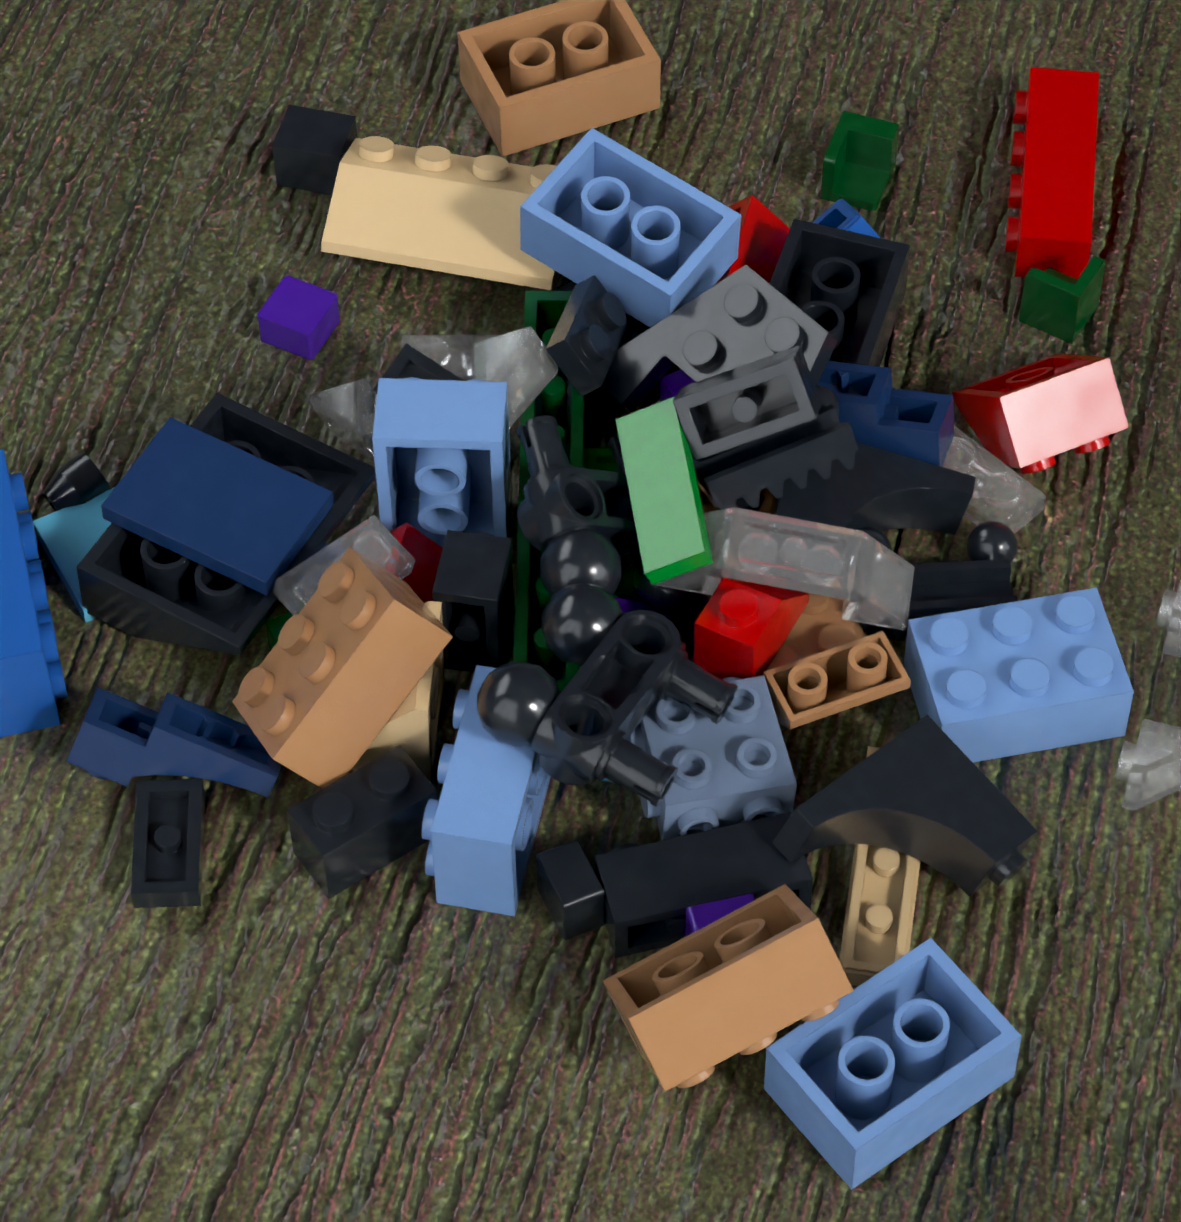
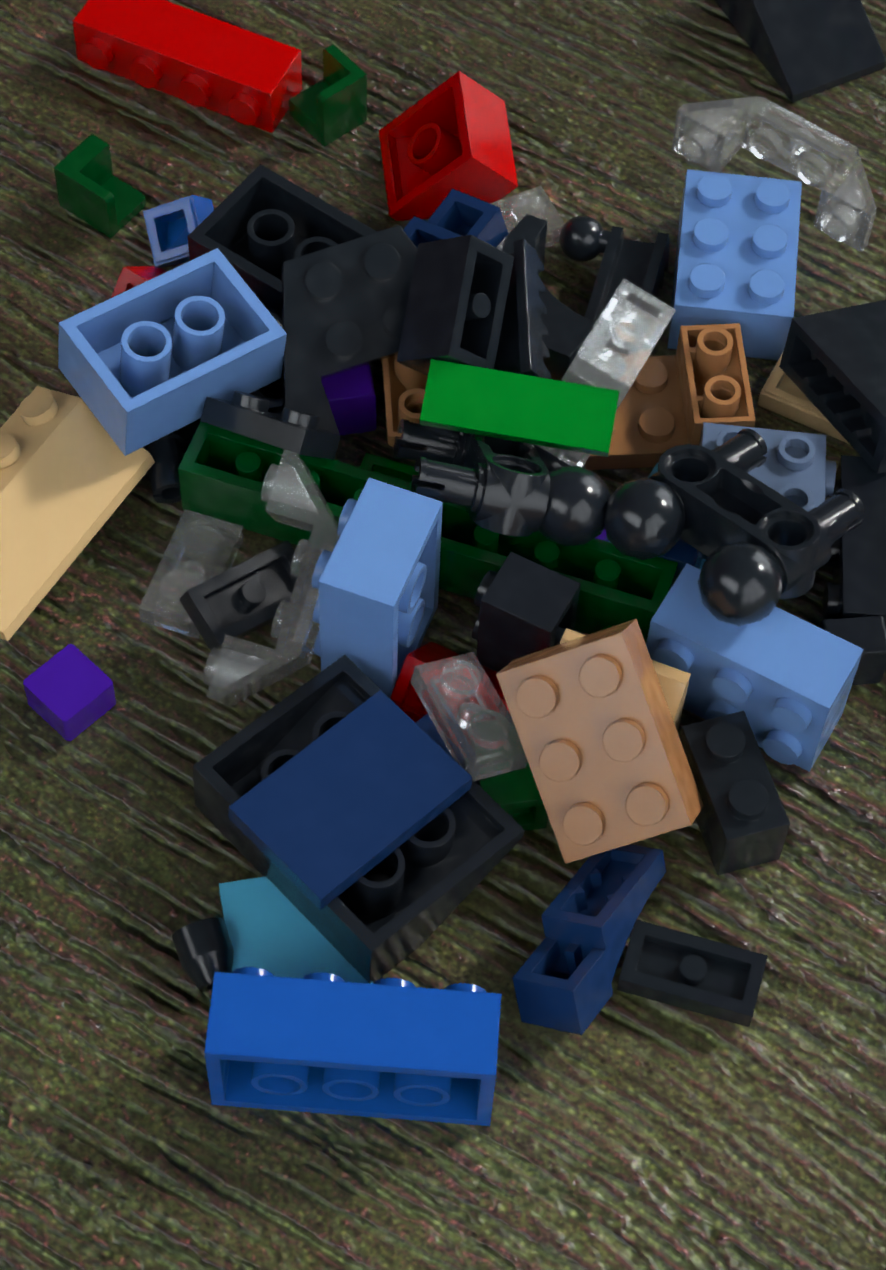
camera: 75 degrees left, 5 degrees up
(745, 627) = (649, 424): red slope -> none

